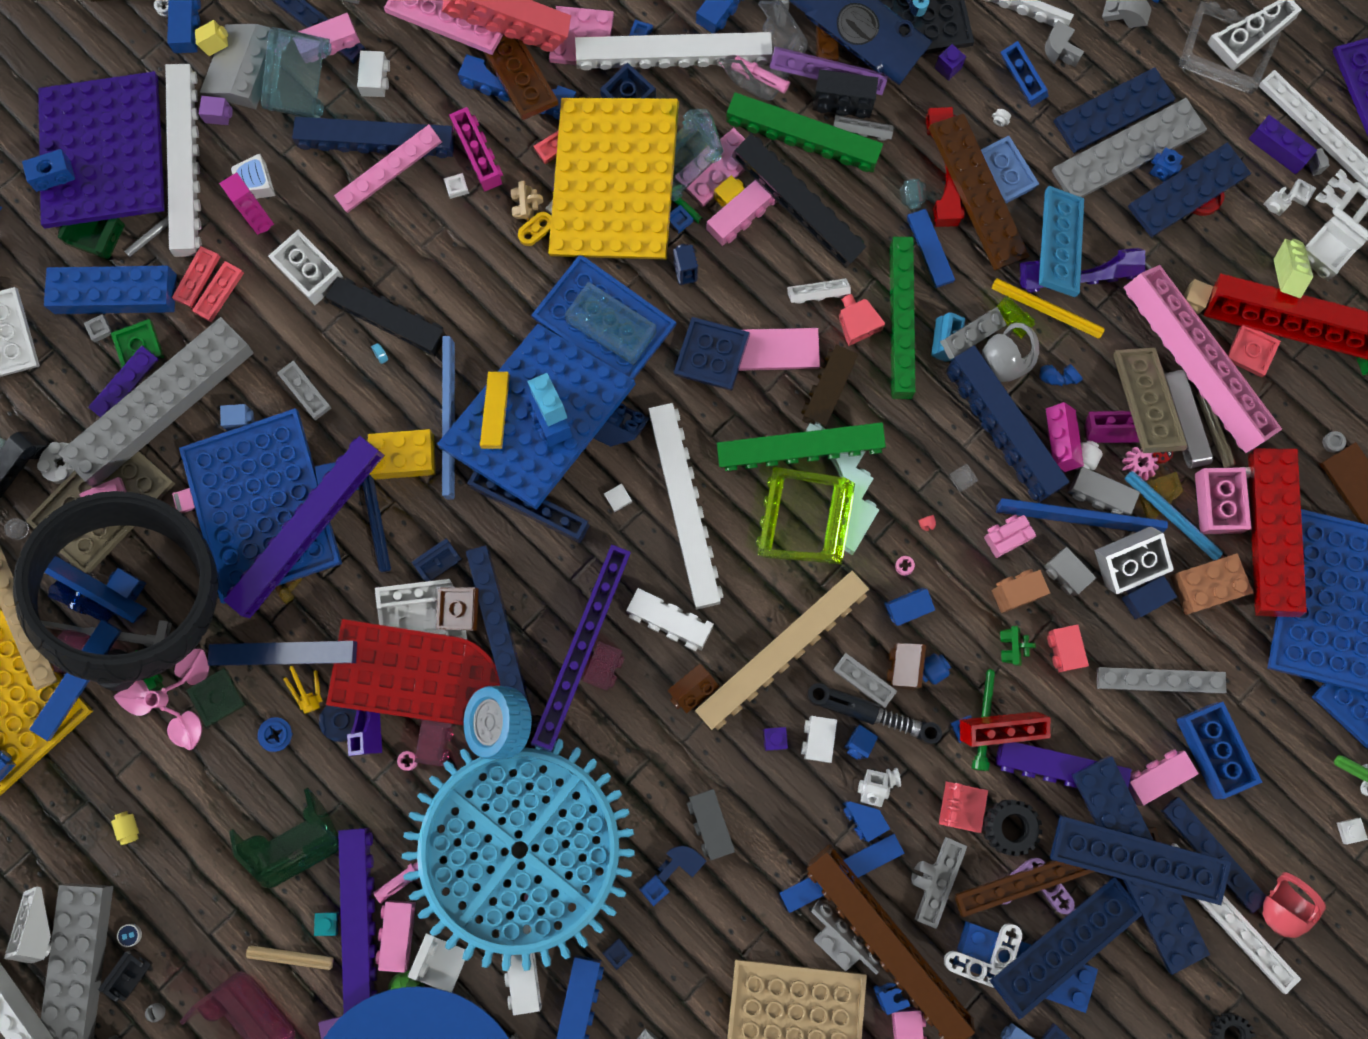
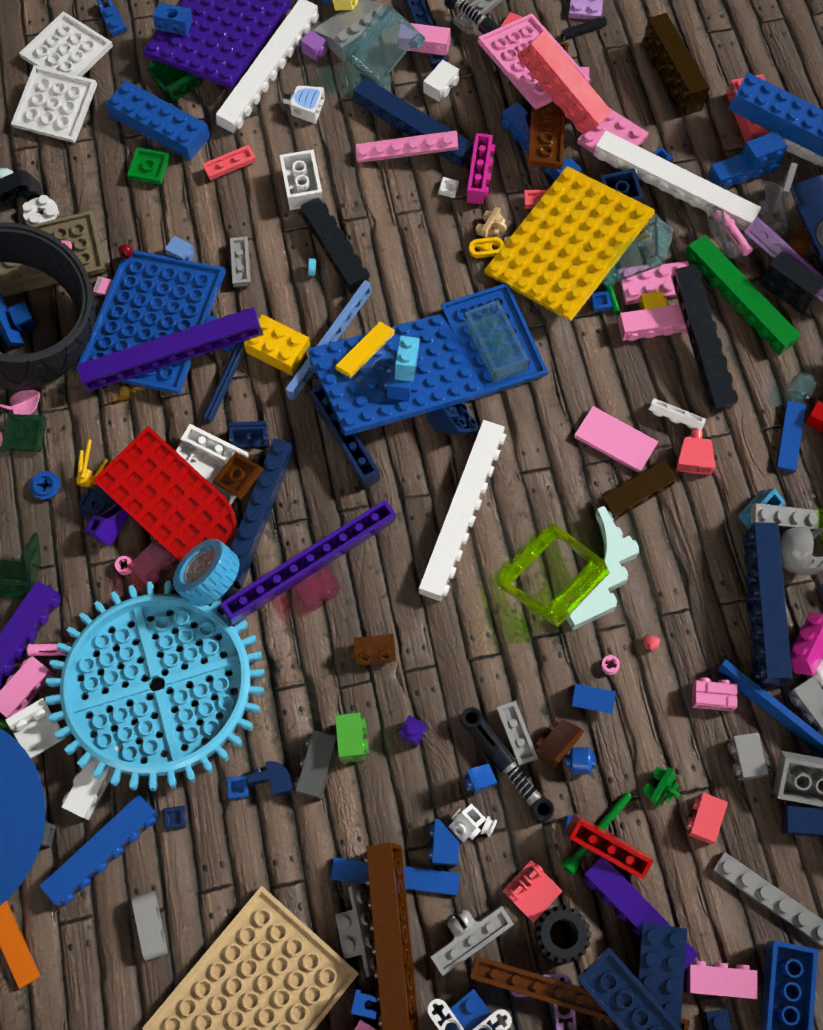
camera: 35 degrees right, 10 degrees down
(98, 328) = (131, 140): light grey plate -> none
(124, 381) = (121, 184): dark purple plate -> none
(147, 236) = (206, 102): light grey bar -> none
(156, 403) = (132, 208): light grey brick -> none
(183, 452) = (125, 251): none -> dark red hinge
(196, 277) = (221, 144): coral plate -> none
(246, 203) = (289, 110): dark pink brick -> none
(283, 653) = (91, 427): dark blue tile -> none
(618, 497) = (415, 473): white tile -> none
(669, 619) = (393, 587): white wedge -> none
(685, 264) = (583, 334): dark blue brick -> none
(711, 353) = (560, 410): dark blue plate -> none
(727, 782) = (350, 738): none -> bright green brick
(781, 650) = (465, 666): tan brick -> none
(801, 446) = (586, 517): green brick -> none
(819, 739) = (448, 755): white brick -> none
(864, 127) = (793, 317): light grey plate -> none
(902, 318) = (732, 473): green brick -> none
(963, 477) = (704, 626): clear plate -> none
(1020, 591) = (694, 742): nougat brick -> none

